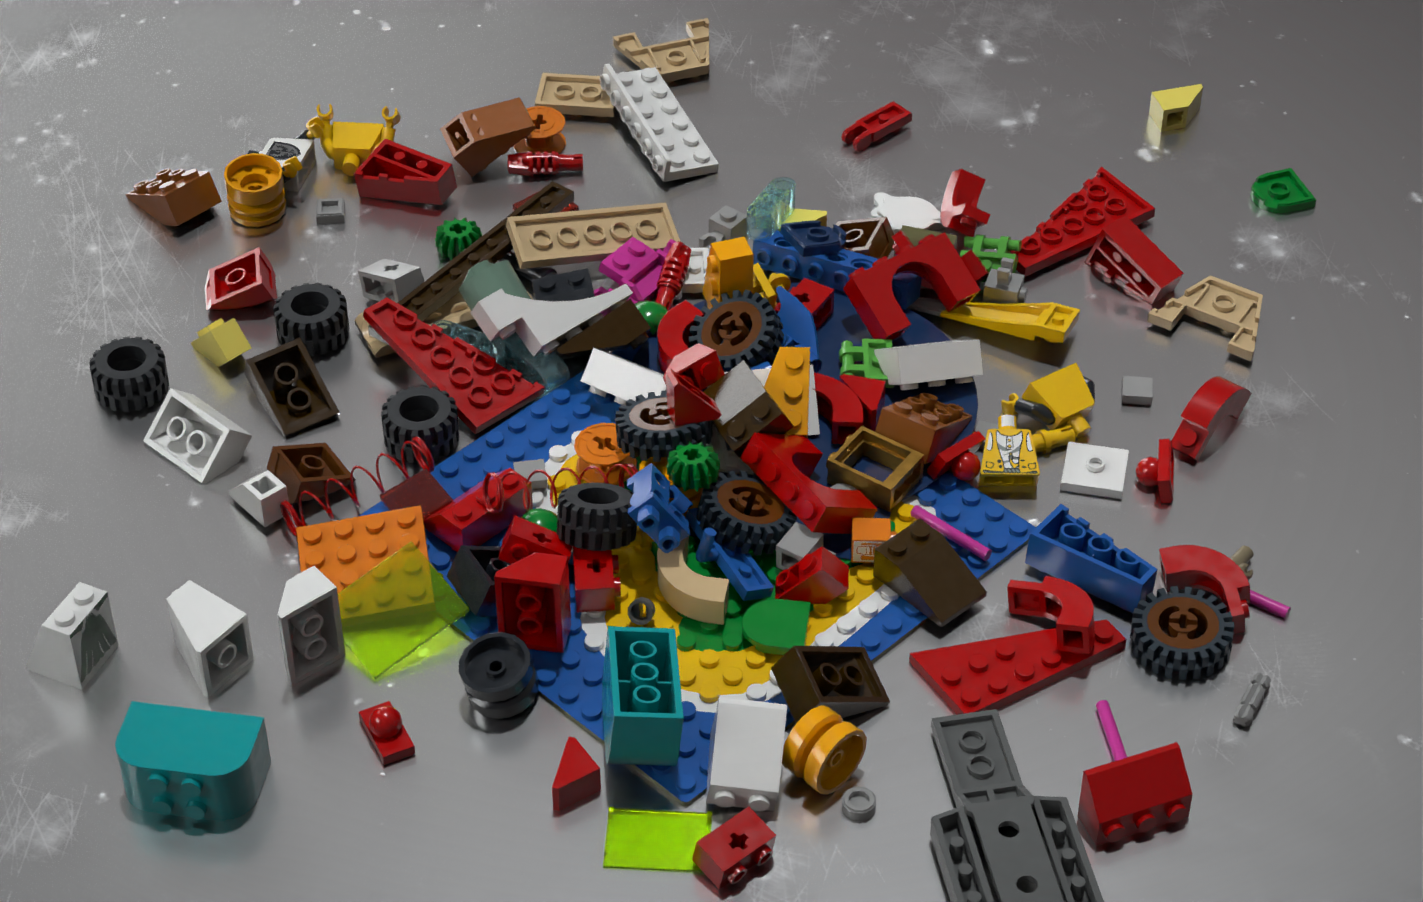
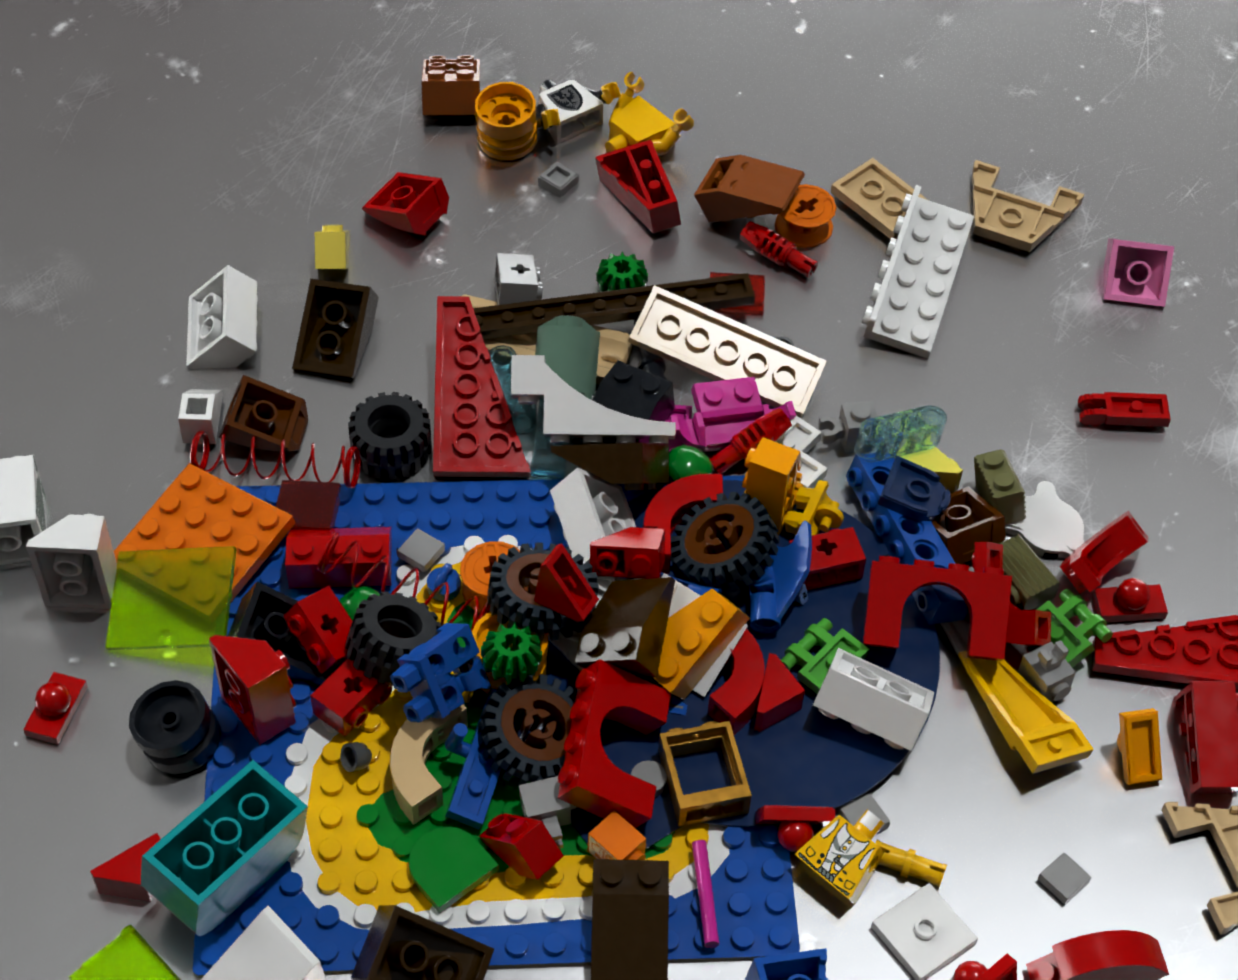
camera: 40 degrees right, 10 degrees up
(129, 374) = (233, 228): black tyre -> none
(313, 314) = (418, 272): black tyre -> none
(566, 478) = (440, 575): none -> blue tile
(793, 43) = (1137, 272): none -> bright pink slope
(857, 203) = (1000, 485): none -> olive brick
(923, 424) = (797, 761): dark orange slope -> none
(1005, 222) = (1130, 602): none -> red tile
(1056, 400) = (963, 832): yellow torso -> none
(1102, 292) = (1140, 746): none -> light orange tile

